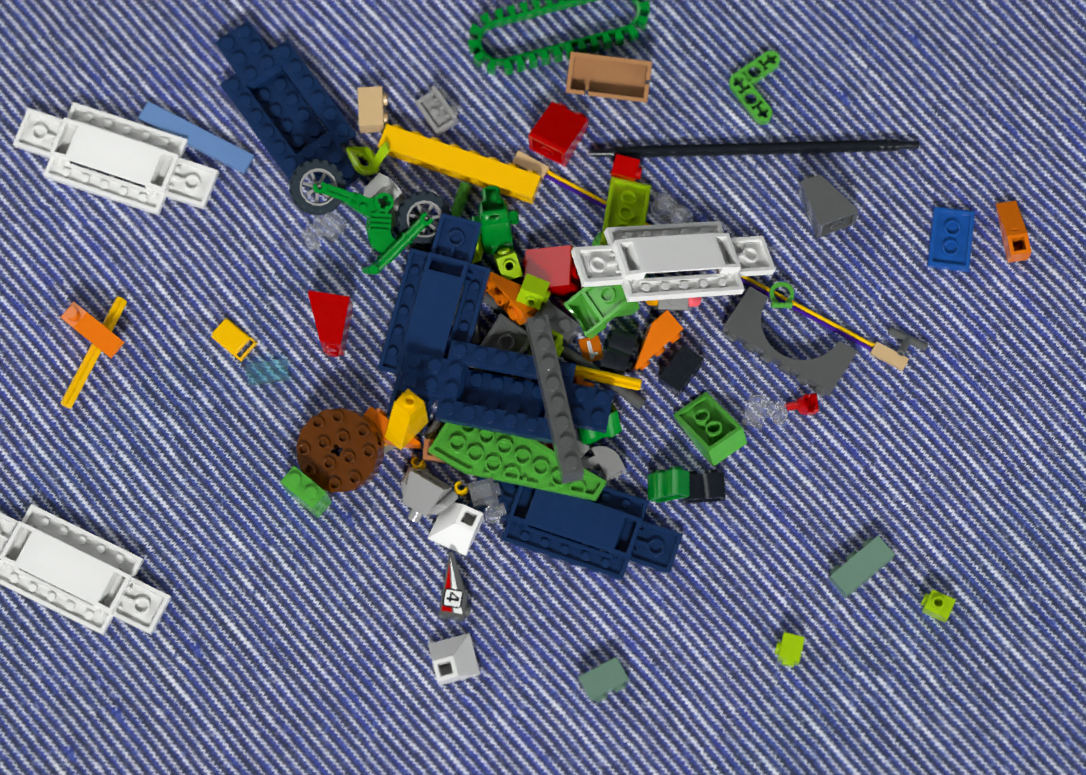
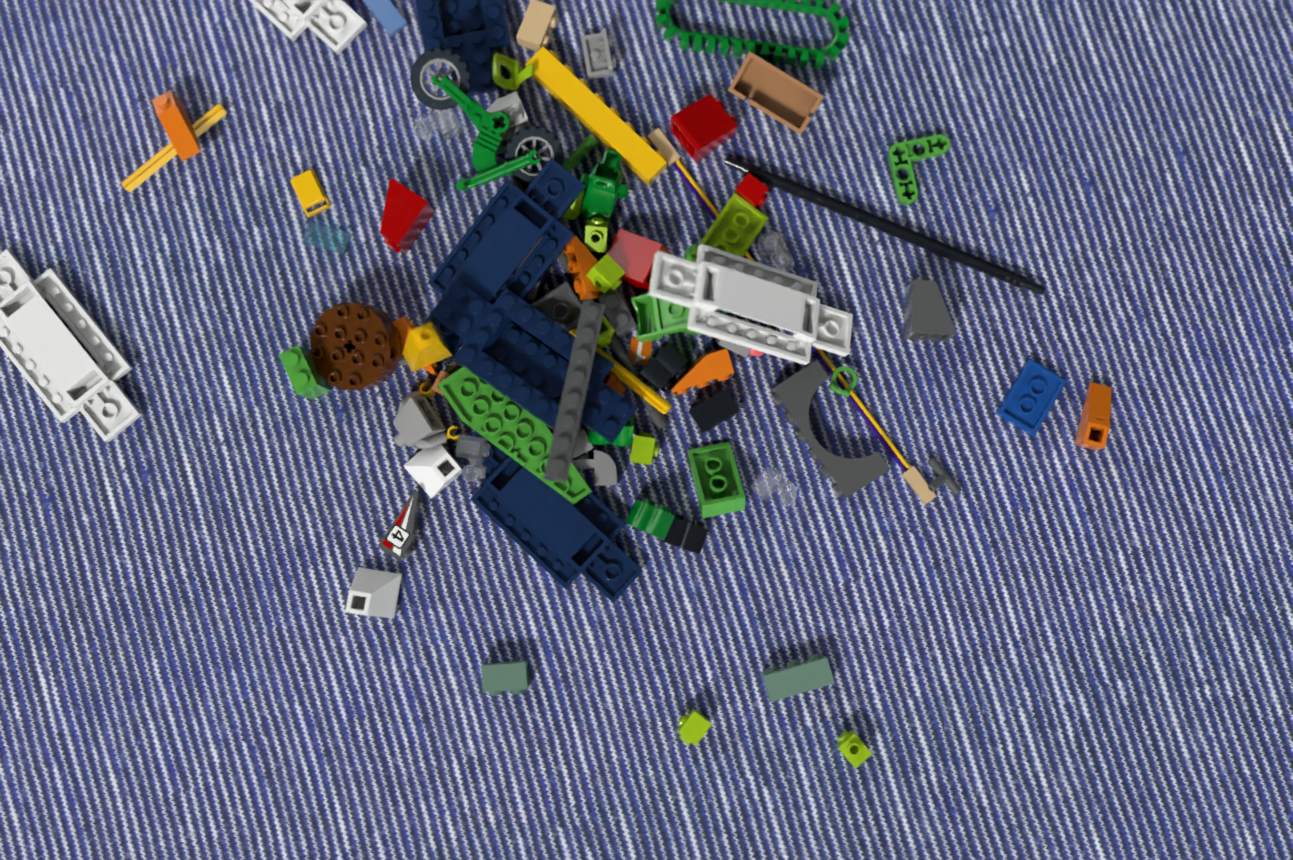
camera: 20 degrees right, 10 degrees up
(634, 430) = (643, 449): none -> lime brick
(805, 404) = (816, 496): red piece -> none

